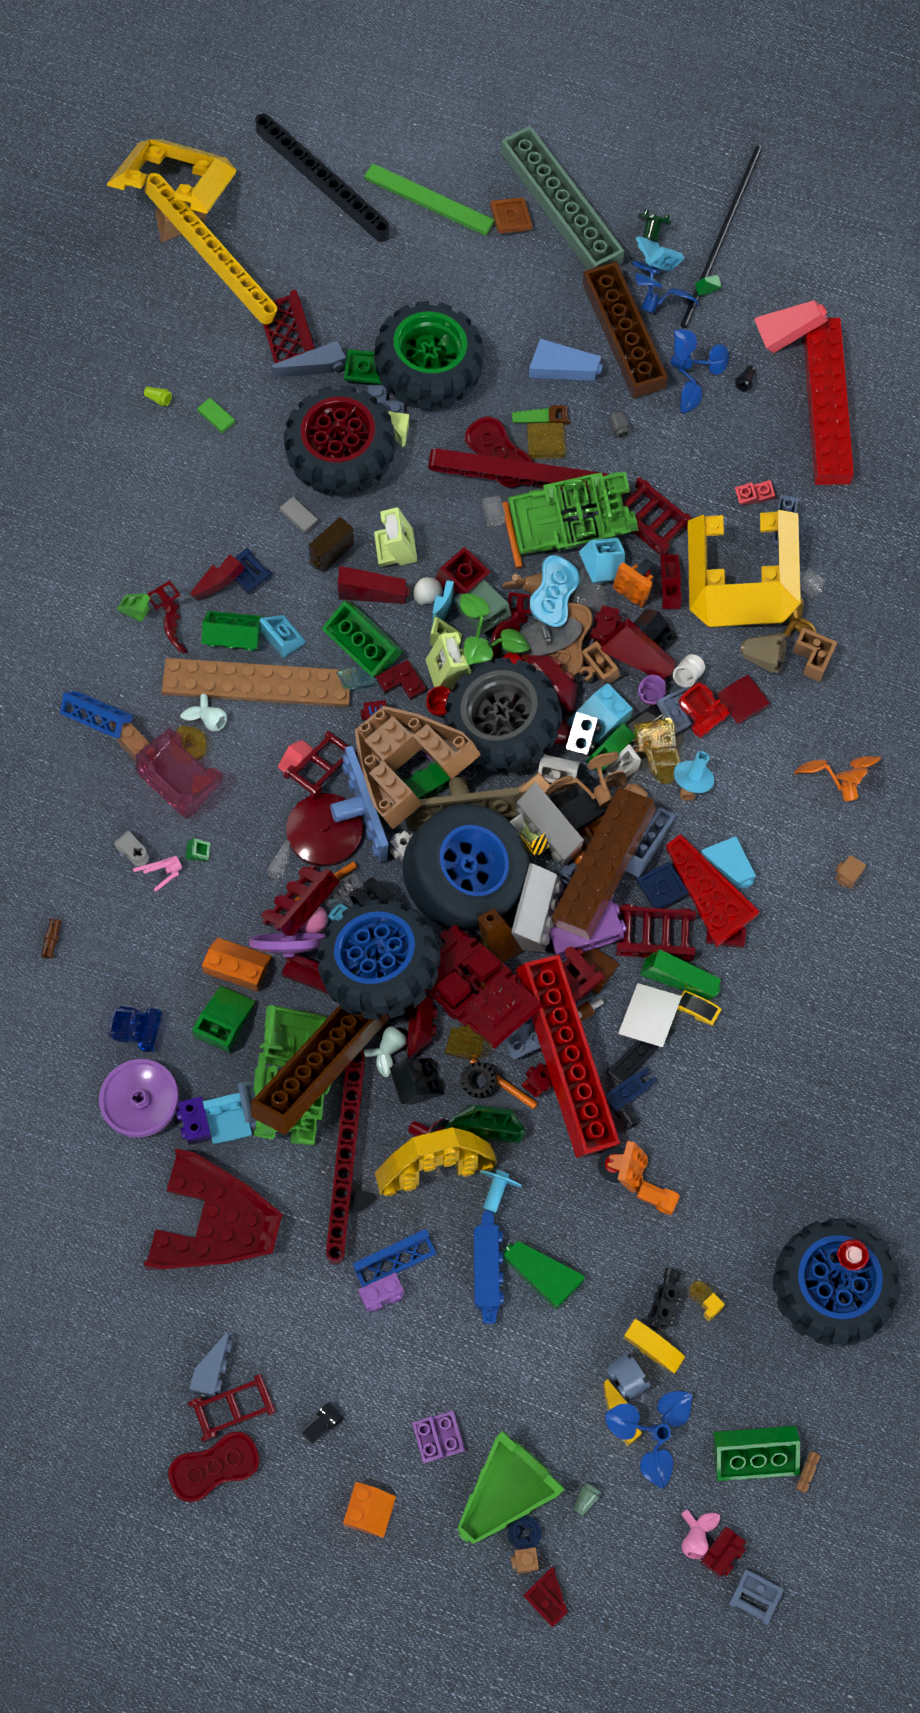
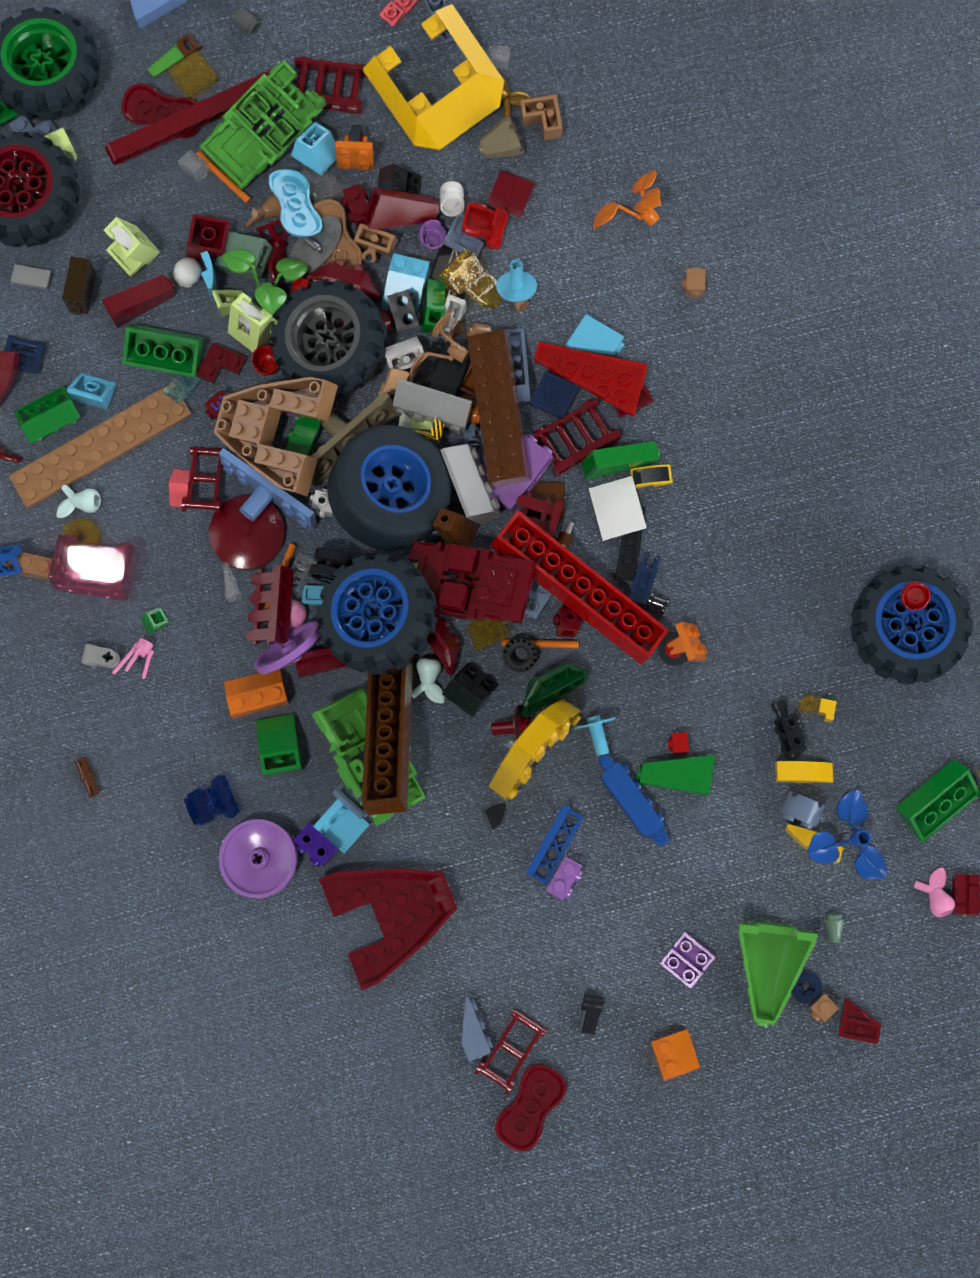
camera: 30 degrees left, 10 degrees up
(345, 1164) = (459, 798): dark red beam -> none
(561, 1246) = (678, 743): none -> red plate
(663, 1199) = (731, 650): orange piece -> none
(670, 581) = (382, 131): dark red slope -> none

